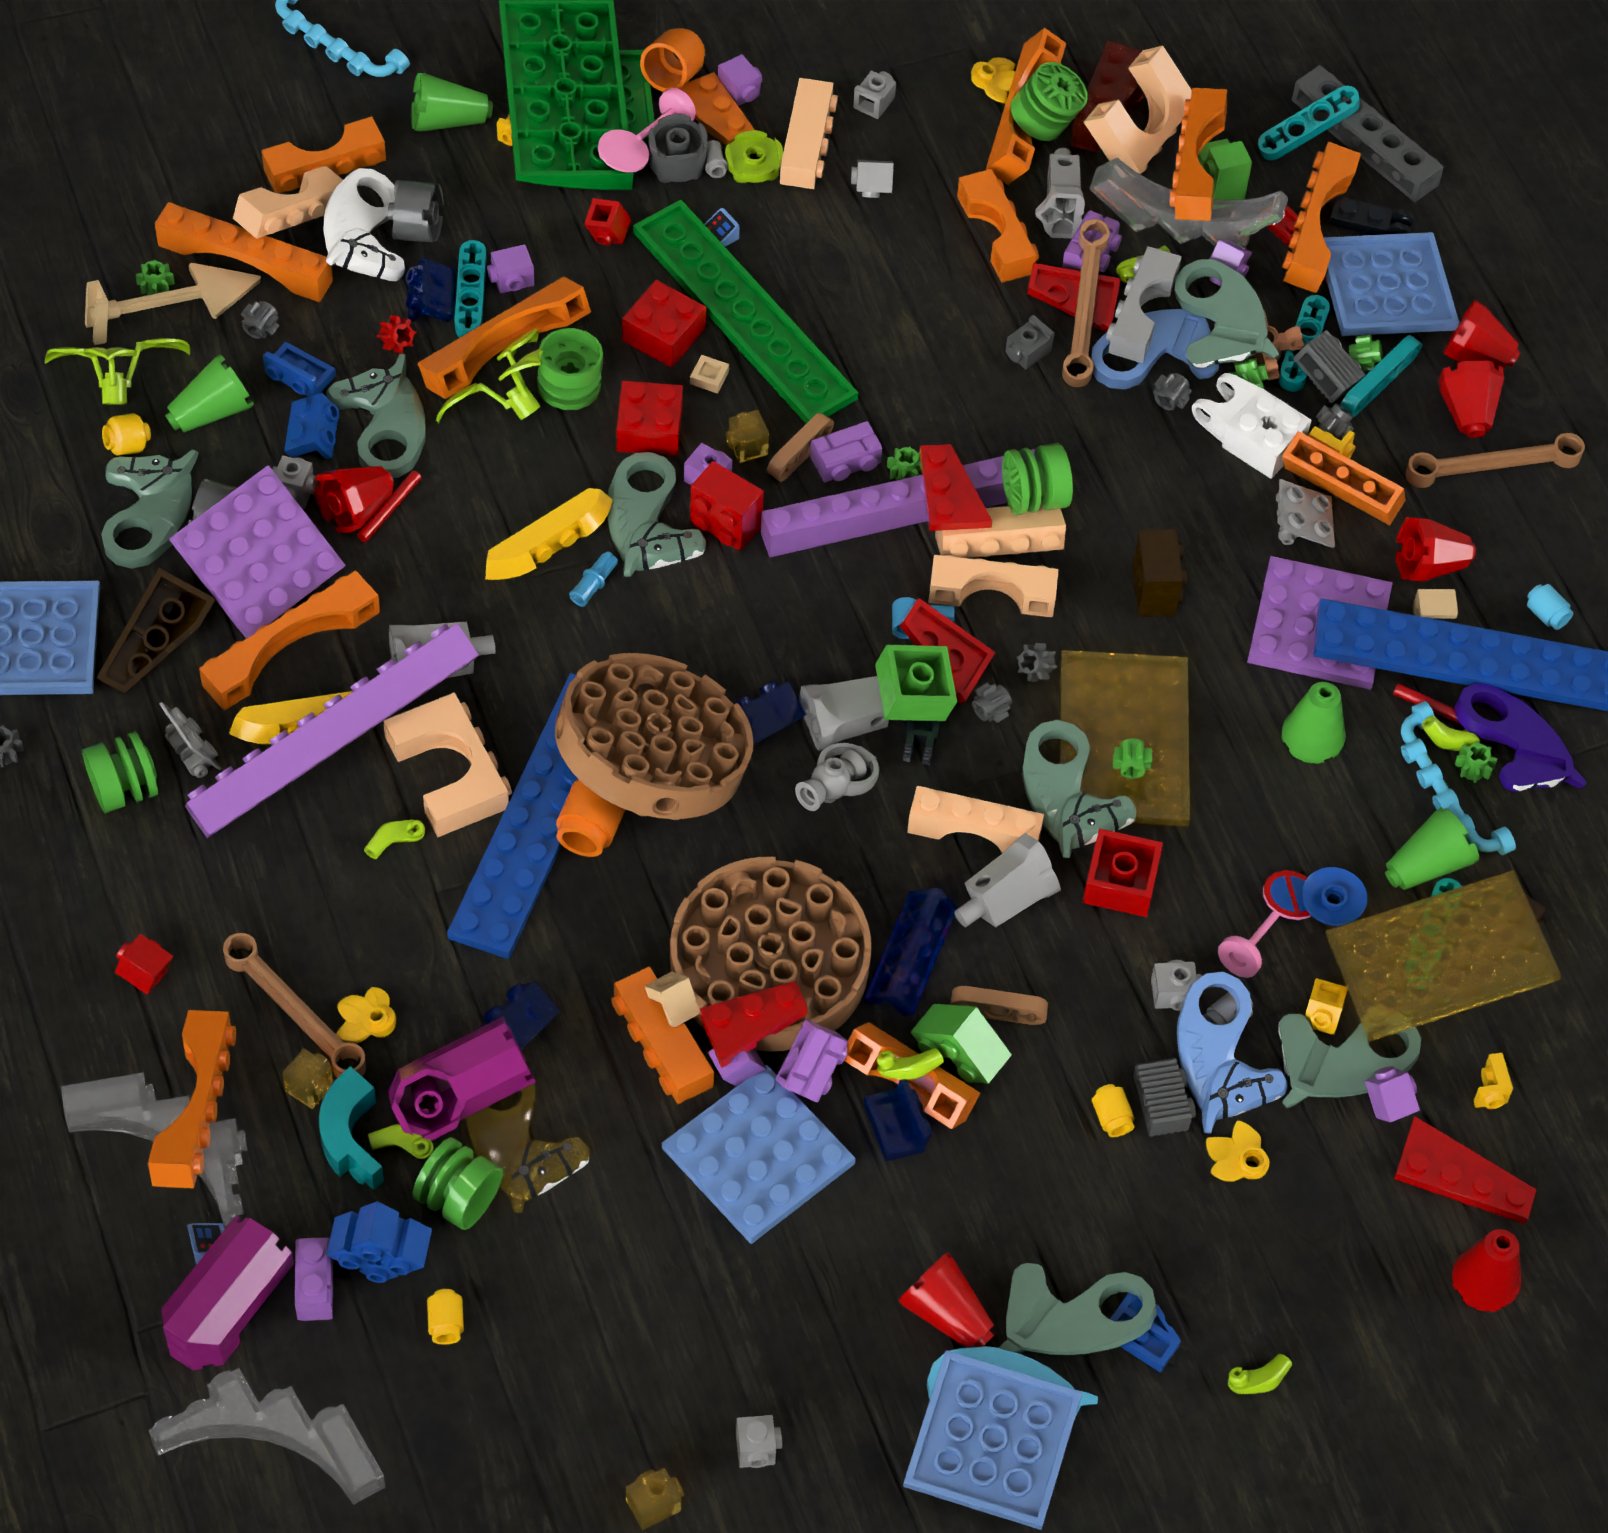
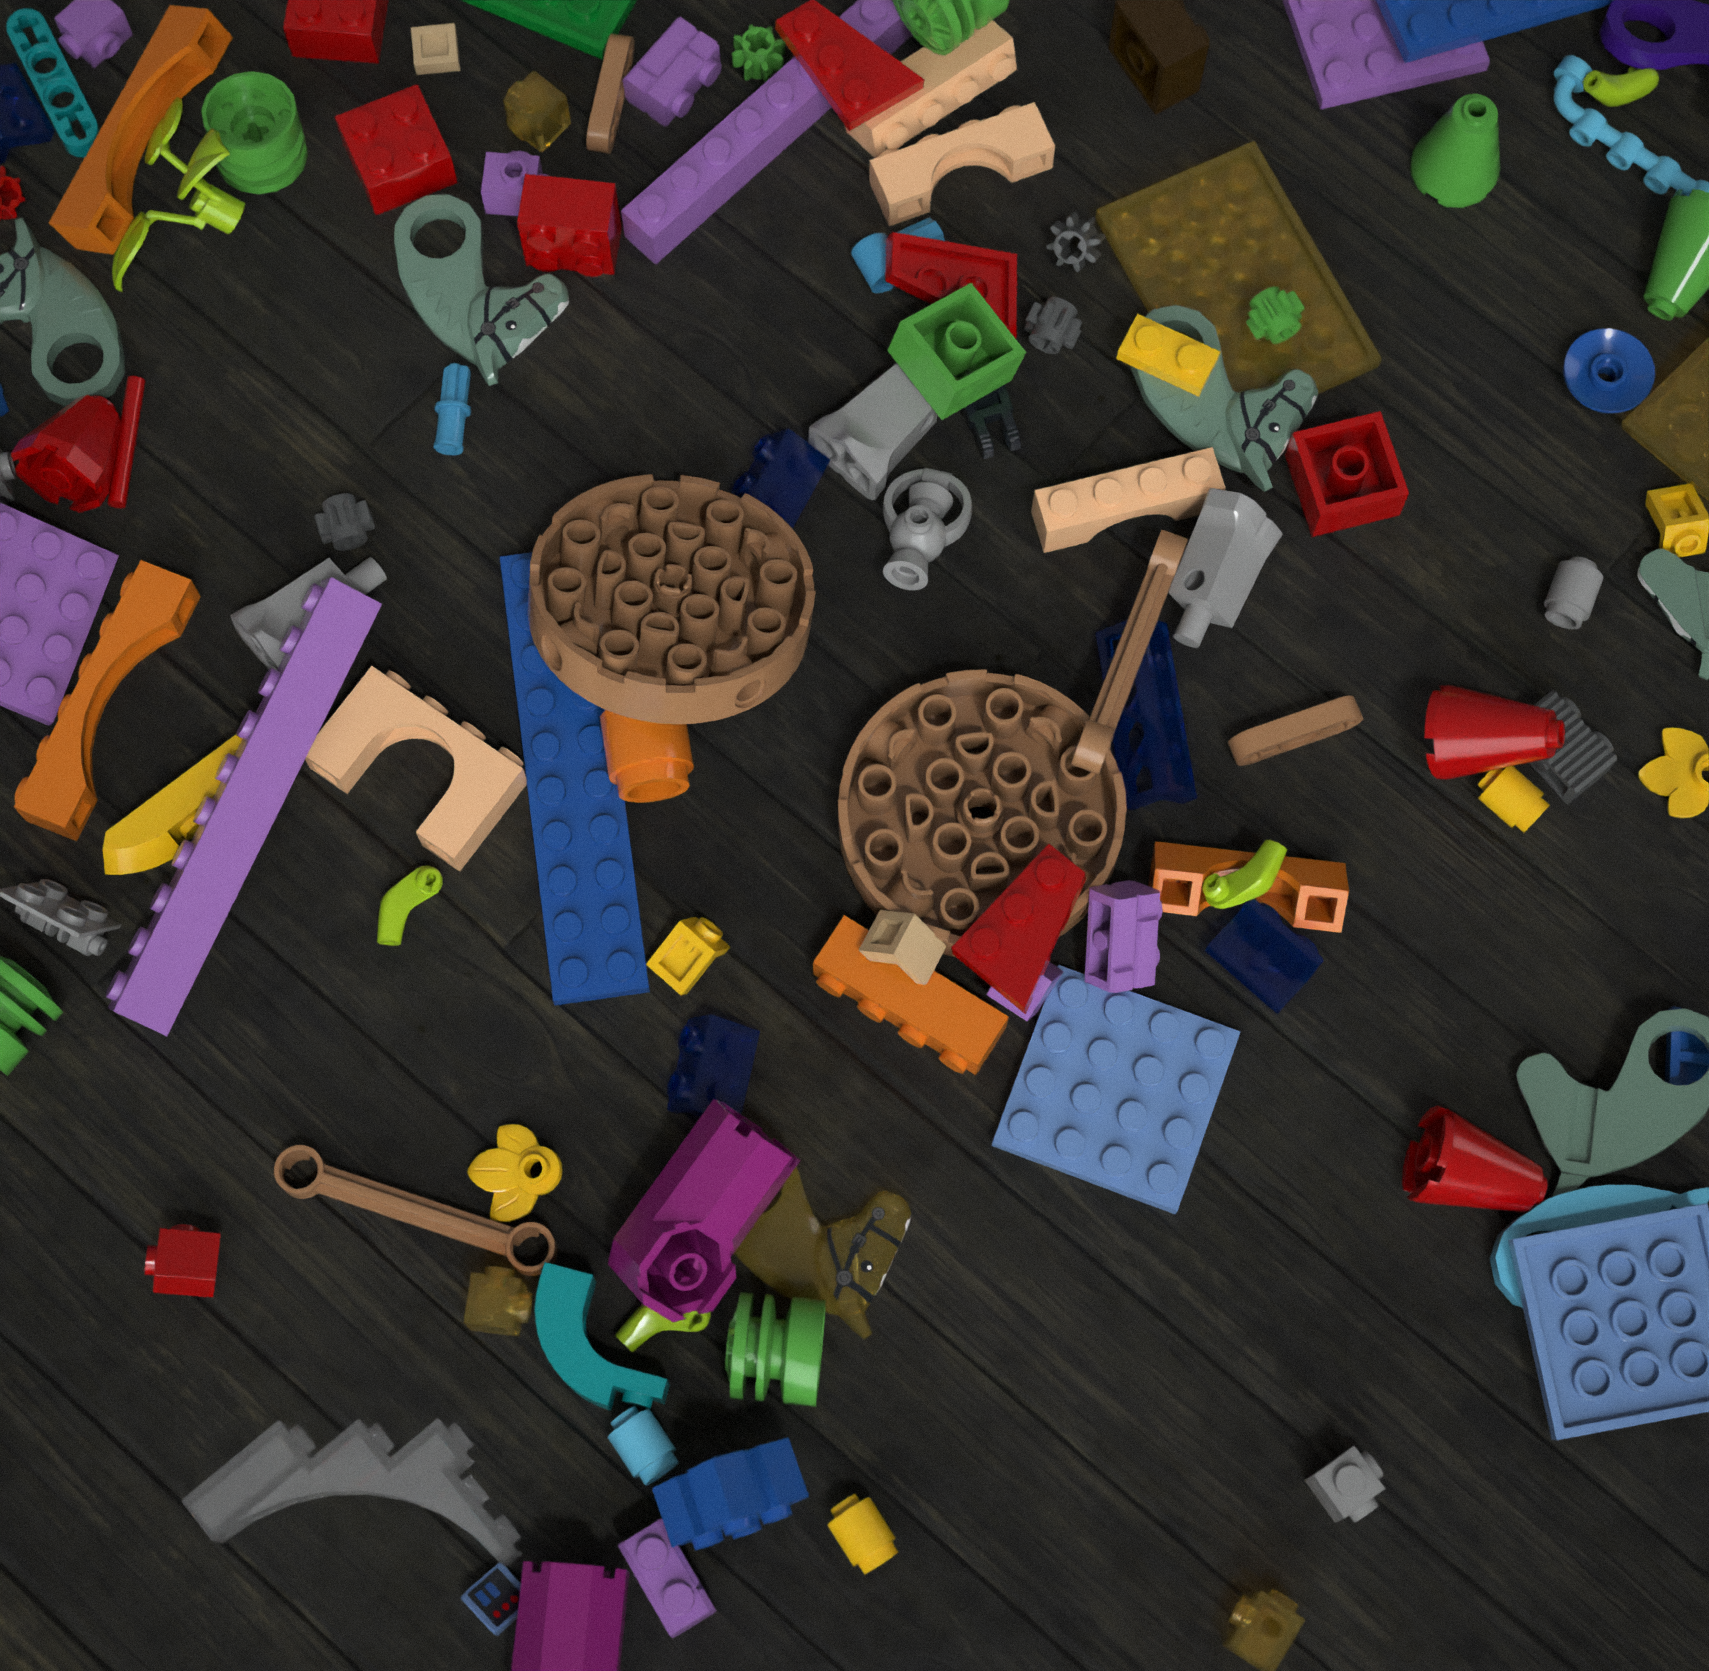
camera: 25 degrees left, 15 degrees up
(179, 1149) = (398, 1516): orange arch -> none
(345, 1195) = (642, 1445): none -> medium azure brick
(489, 608) = (344, 522): none -> dark grey gear
(544, 945) = (688, 953): none -> yellow bracket
(548, 535) = (353, 394): yellow brick -> none
(861, 936) = (1129, 652): none -> medium nougat piece
(964, 1038) = (1283, 804): bright green brick -> none
(1048, 748) = (1168, 355): none -> yellow plate
(1110, 1055) = (1486, 732): none -> red cone
(1171, 983) = (1493, 590): light grey brick -> none
(1207, 1050) = (1612, 688): medium blue animal -> none
(1283, 896) = (1547, 402): piece -> none
(1415, 697) = (1555, 54): red bar -> none
(1475, 761) = (1670, 104): bright green gear -> none

